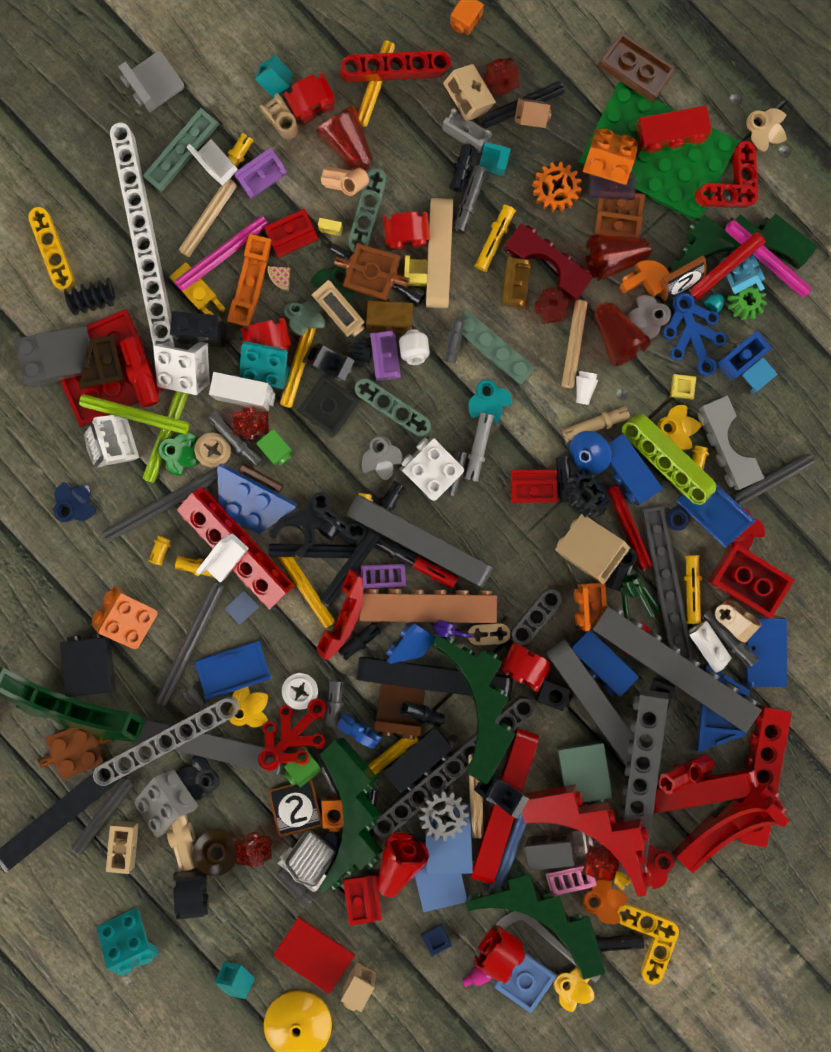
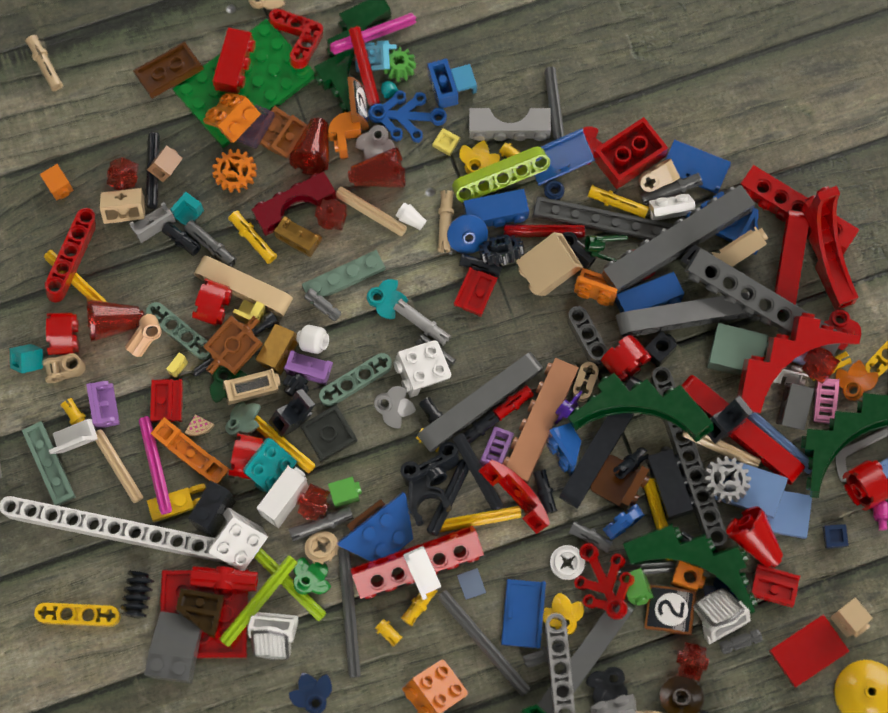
camera: 65 degrees left, 15 degrees down
(686, 774) = (771, 266): red piece -> none
(693, 735) = (742, 247): none -> tan window

